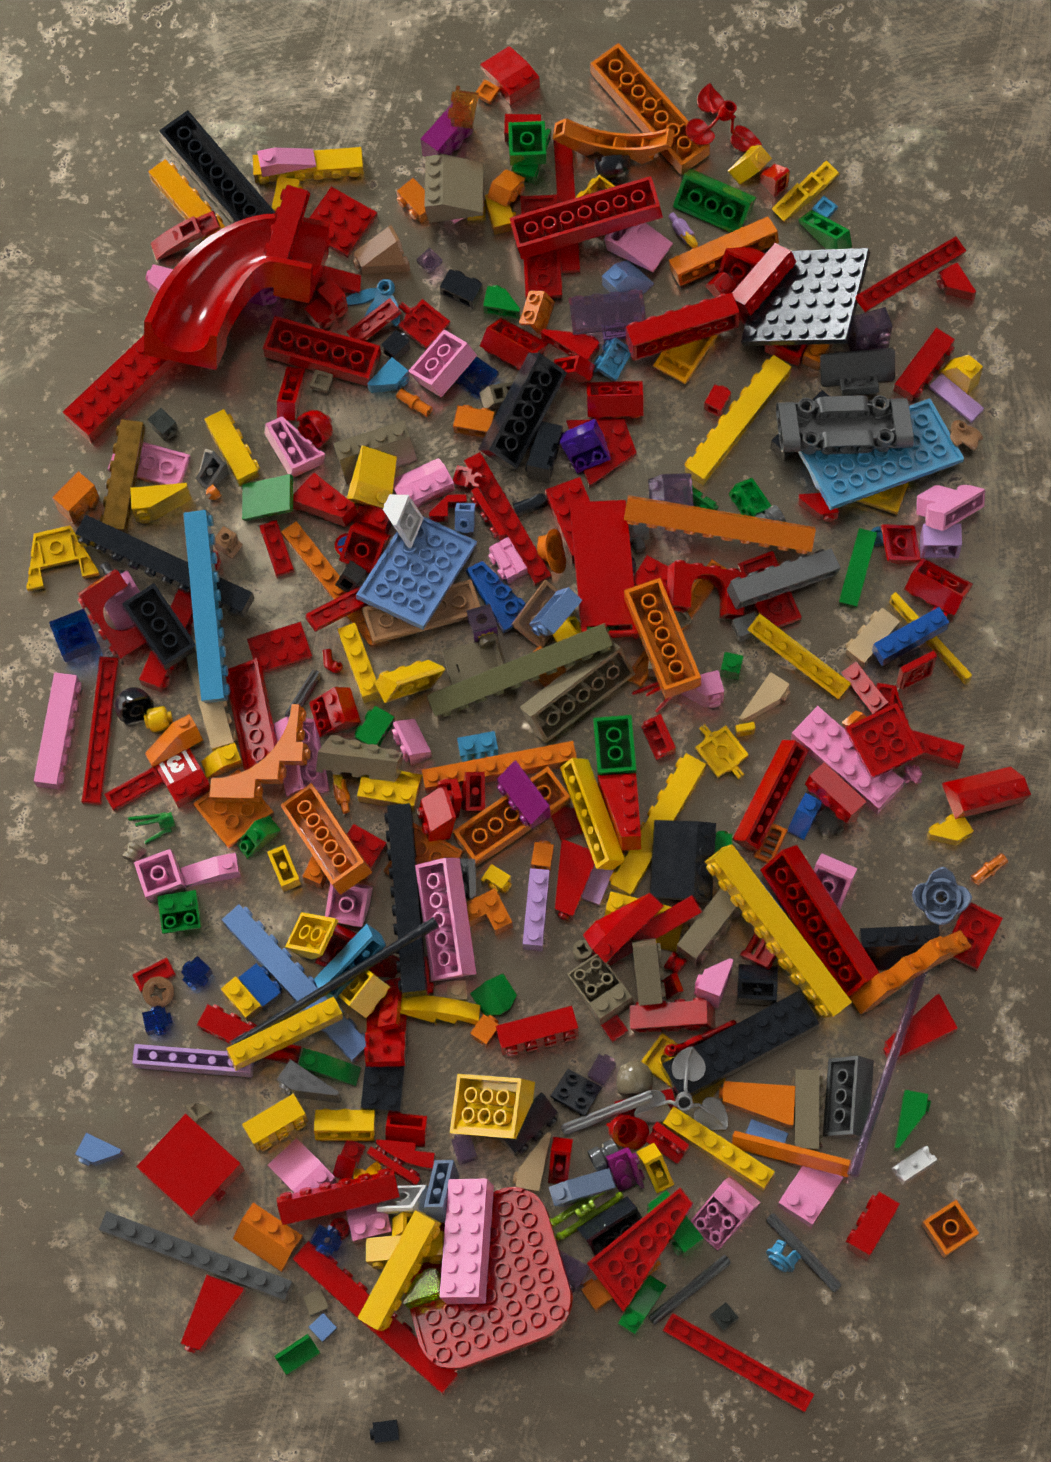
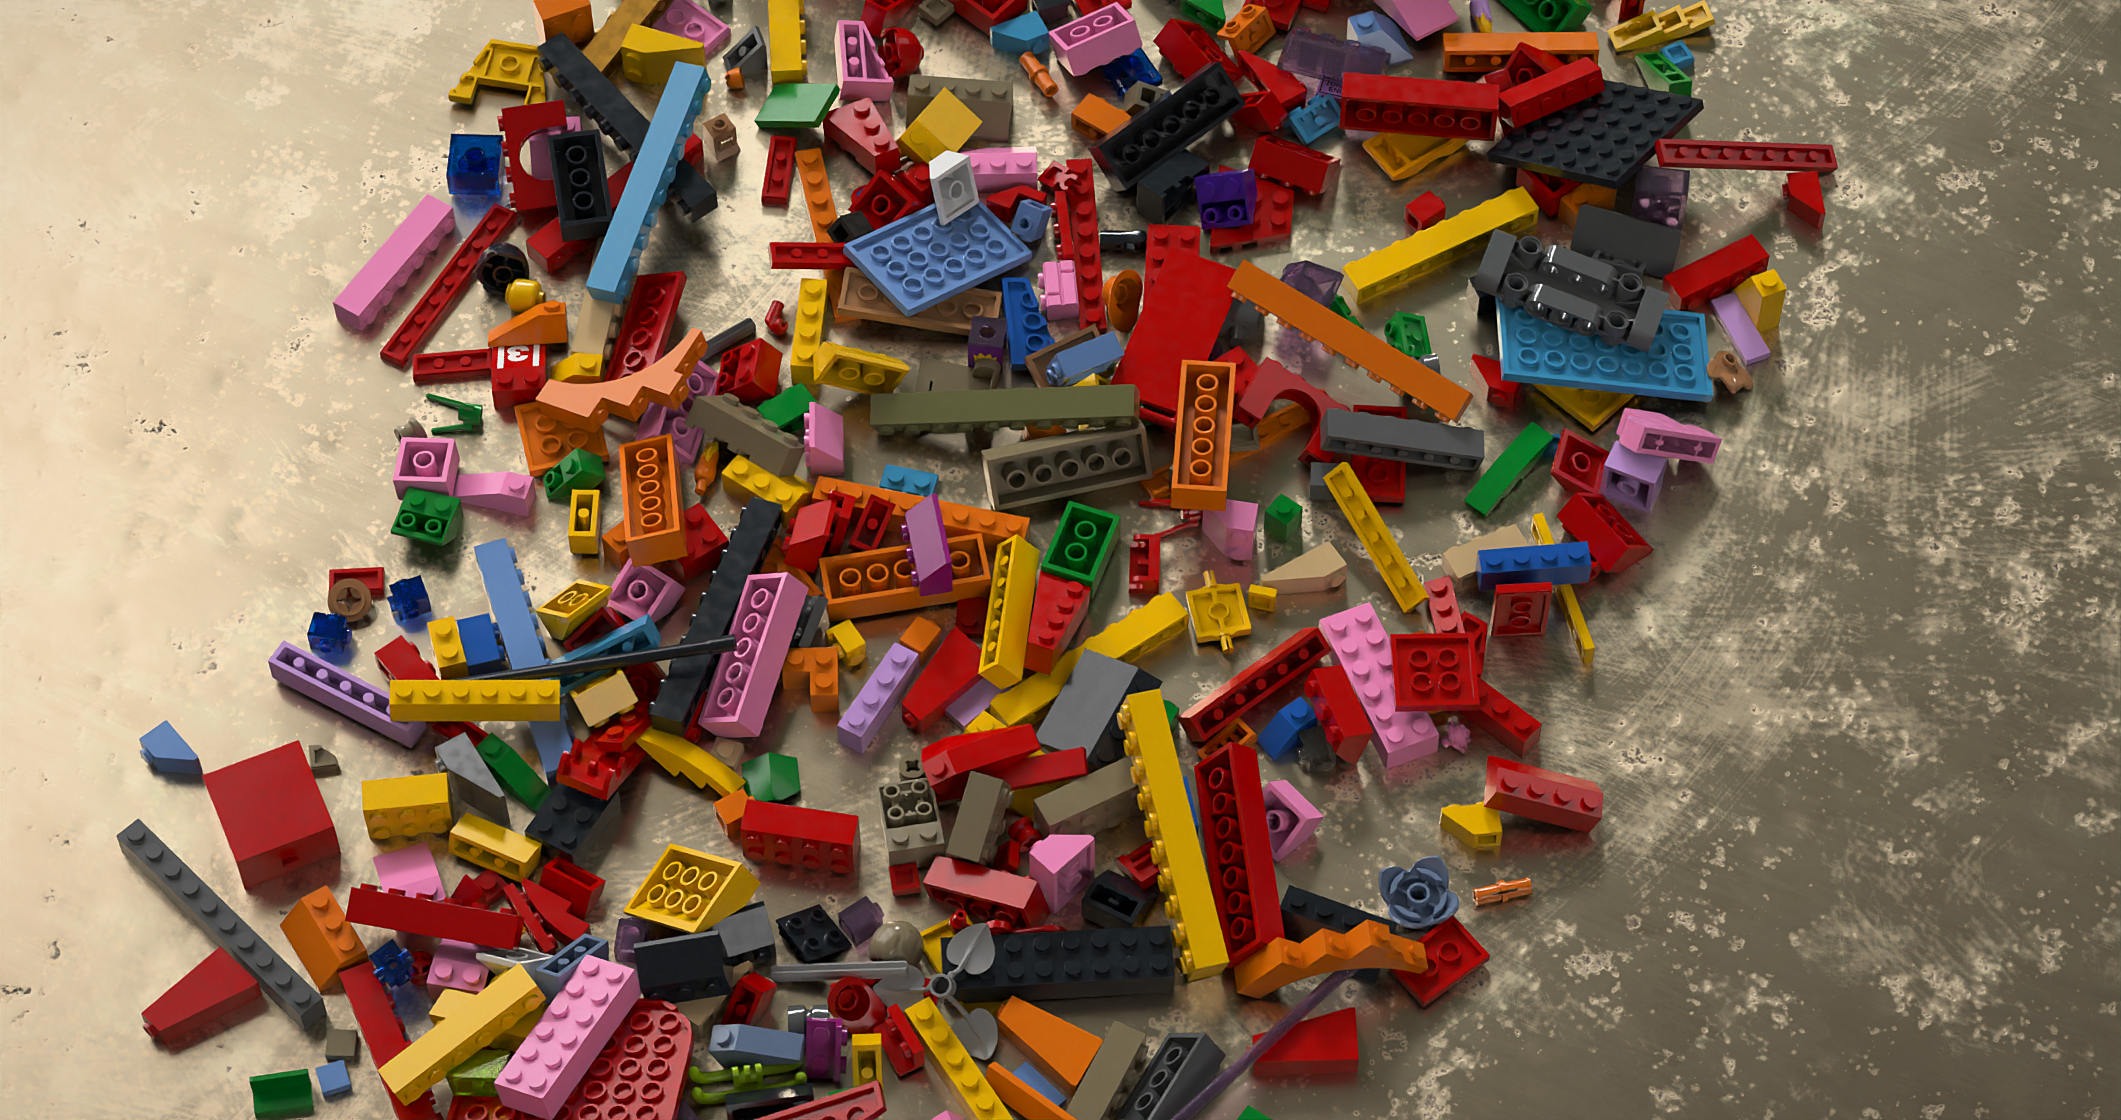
camera: 20 degrees right, 15 degrees down
(280, 647) = (722, 279): red plate -> none
(515, 1161) = (684, 968): none -> black slope

